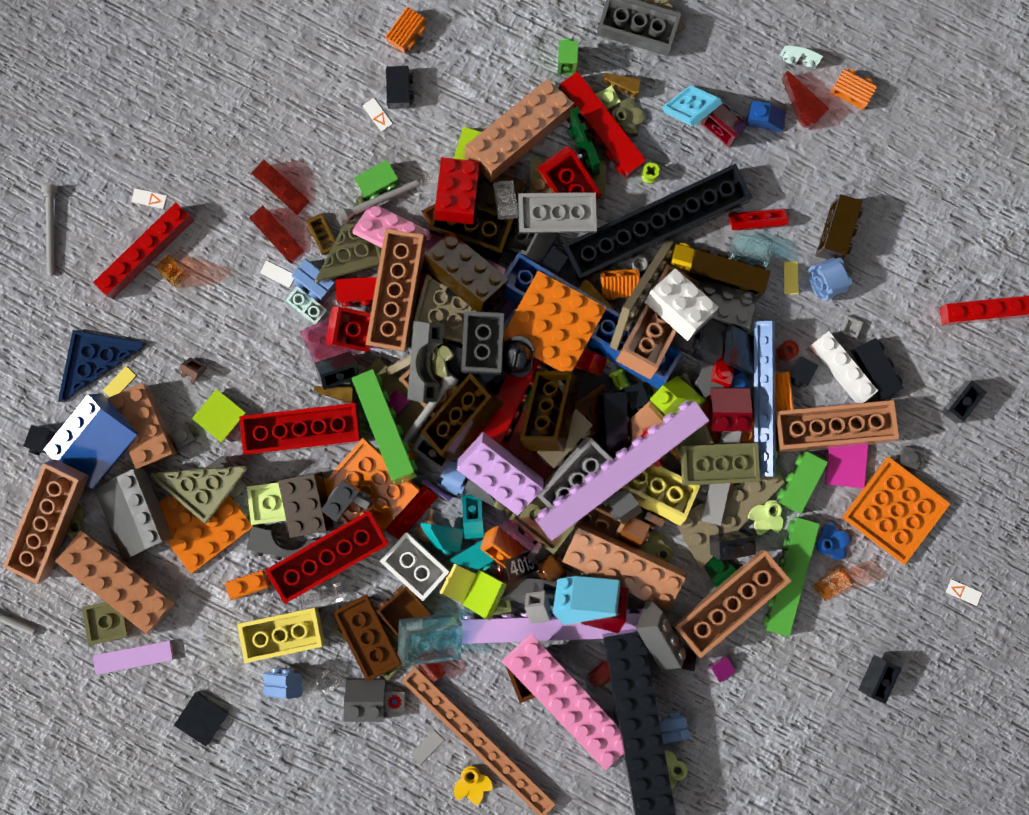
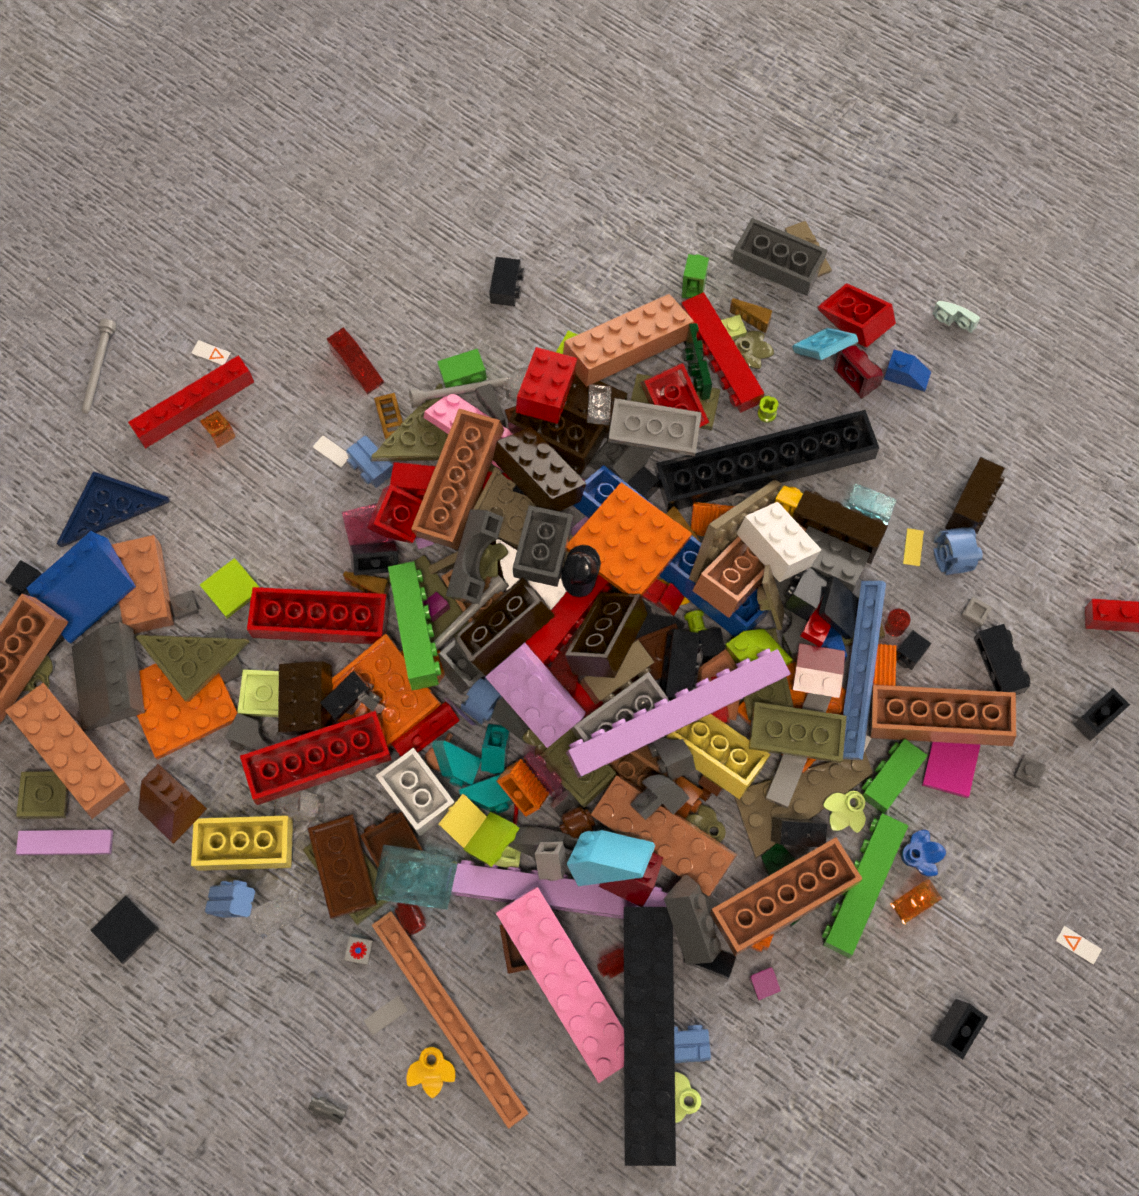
camera: 15 degrees right, 15 degrees down
(119, 382) = (134, 532): light yellow sticker -> none
(192, 368) = (213, 532): reddish brown tile -> none
(213, 613) = (168, 804): none -> reddish brown slope
(247, 584) = (217, 780): orange brick -> none
(276, 234) = (339, 407): clear red slope -> none
(306, 305) = (355, 487): light aqua slope -> none
(364, 700) = (322, 942): dark grey slope -> none
(377, 114) = (477, 307): white sticker -> none
(406, 30) = (526, 227): orange brick -> none
(406, 205) = (488, 399): none -> dark grey slope
(519, 566) = (538, 809): black sticker -> none
(616, 538) = (659, 791): none -> dark grey brick
(680, 353) = (769, 597): none -> dark tan piece
(715, 68) = (858, 313): none -> red slope
(758, 219) = (883, 477): red plate -> none
(805, 104) = (955, 367): clear red slope -> none
(843, 368) = (960, 651): white brick -> none
(853, 88) = (1011, 357): orange brick -> none
(895, 510) = (1004, 829): orange plate -> none

